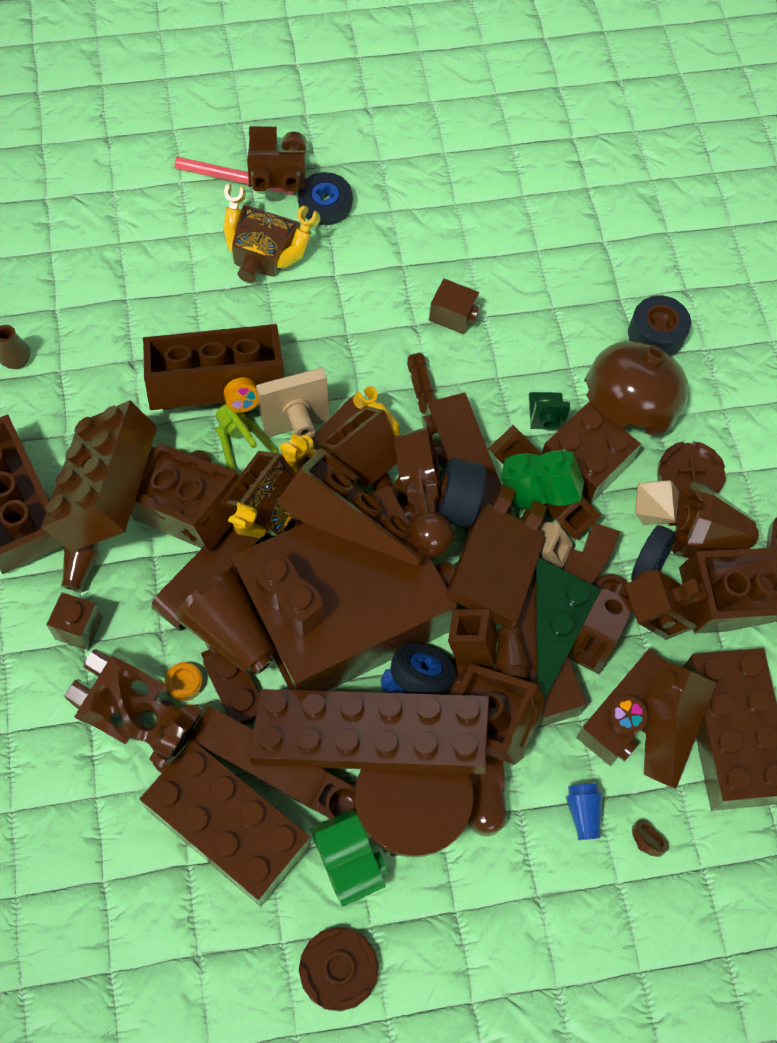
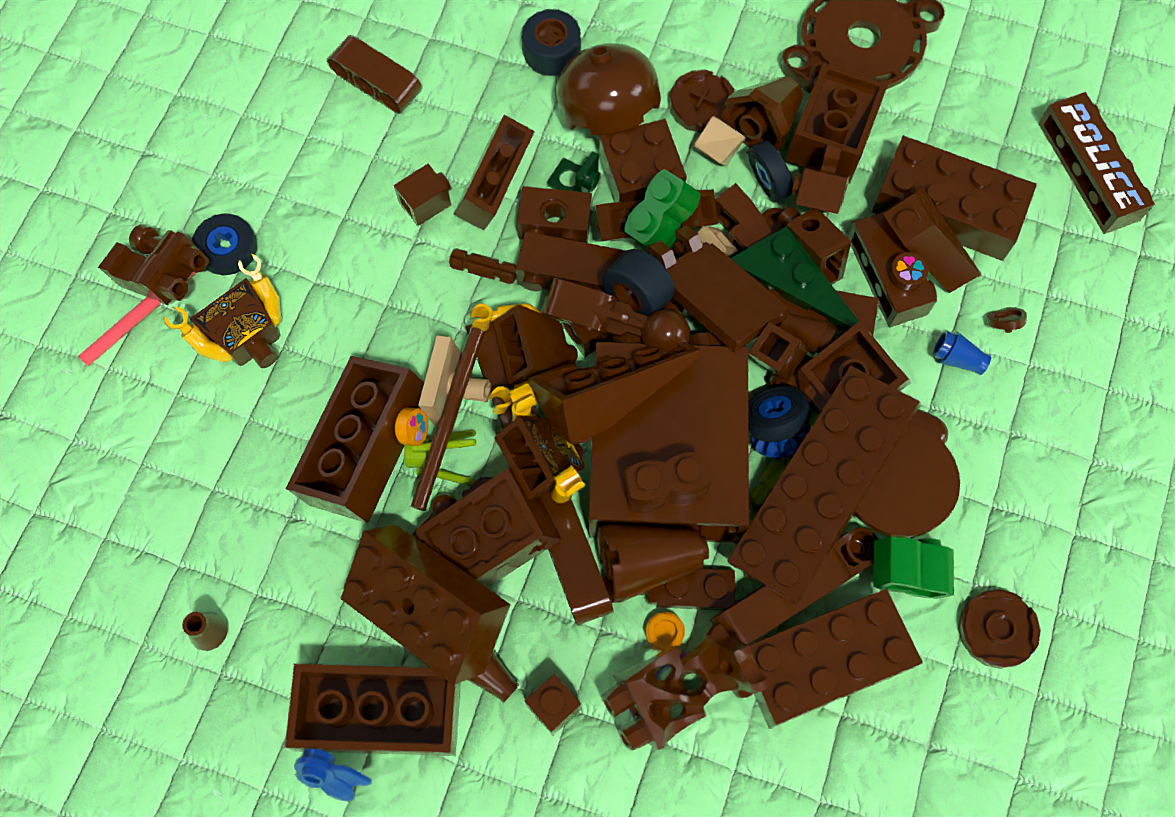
camera: 55 degrees left, 5 degrees up
(261, 415) = (447, 419): none -> reddish brown piece
(498, 394) = (541, 204): none -> reddish brown brick
(505, 343) = (494, 173): none -> reddish brown brick
(538, 218) = (374, 74): none -> reddish brown beam

